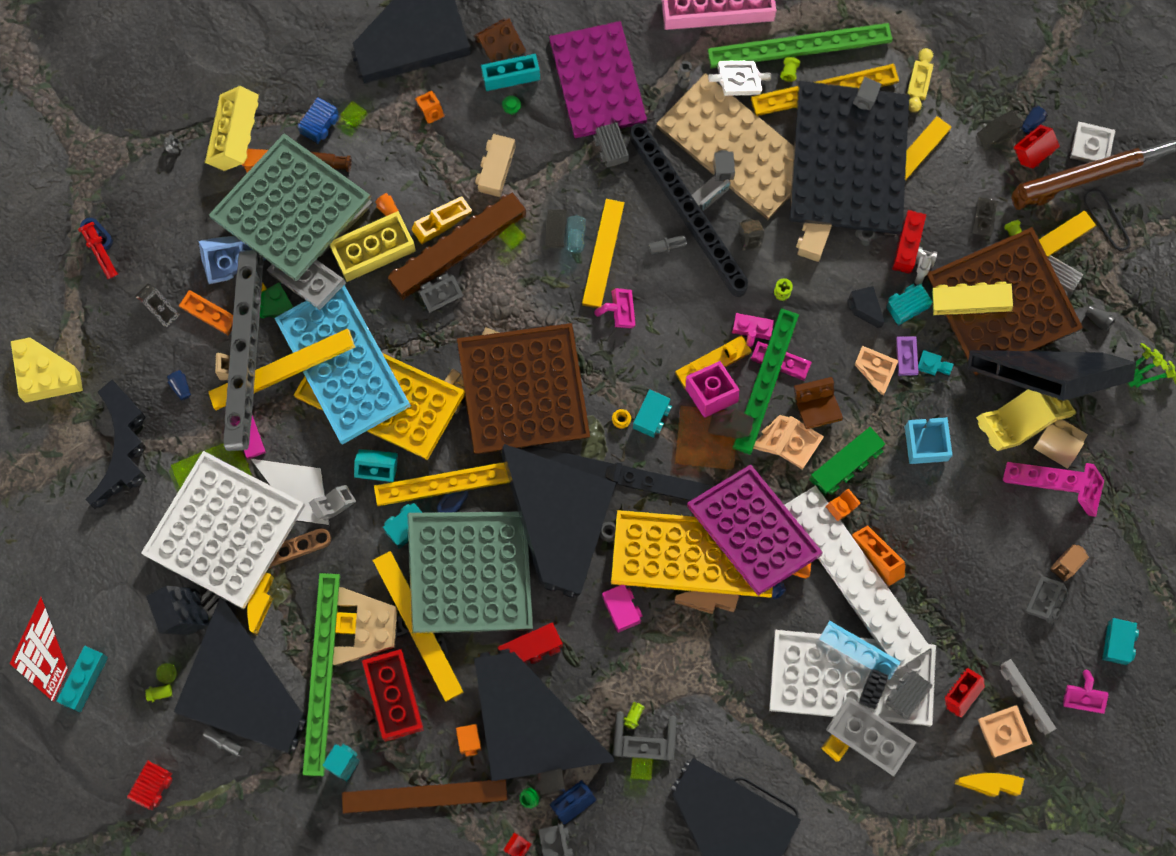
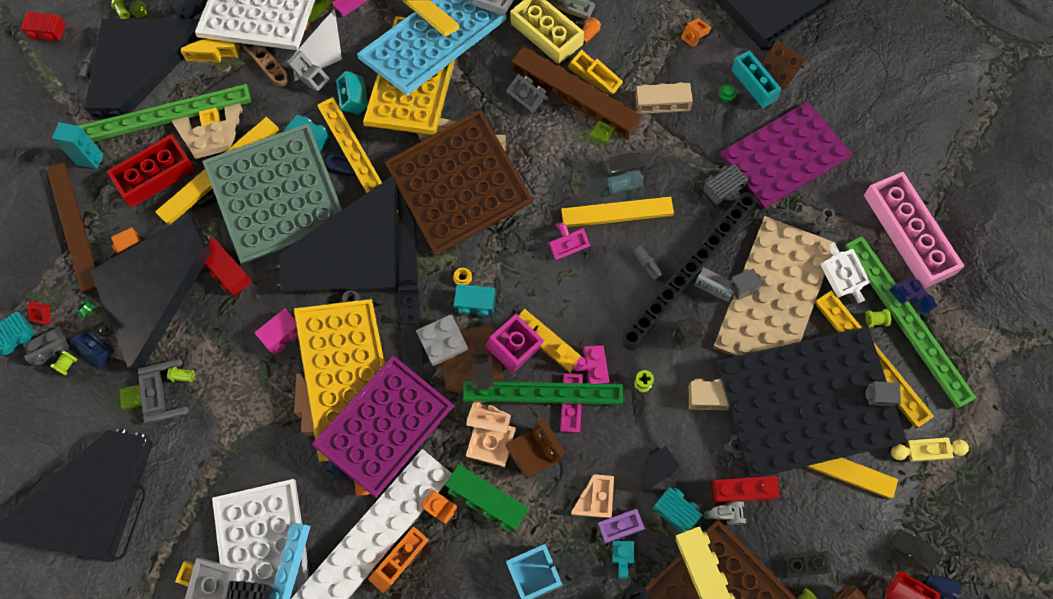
camera: 75 degrees right, 5 degrees down
(581, 830) = (64, 362): none -> lime bush
(684, 454) = (442, 340): none -> light grey plate
(776, 30) = (912, 290): none -> clear blue plate

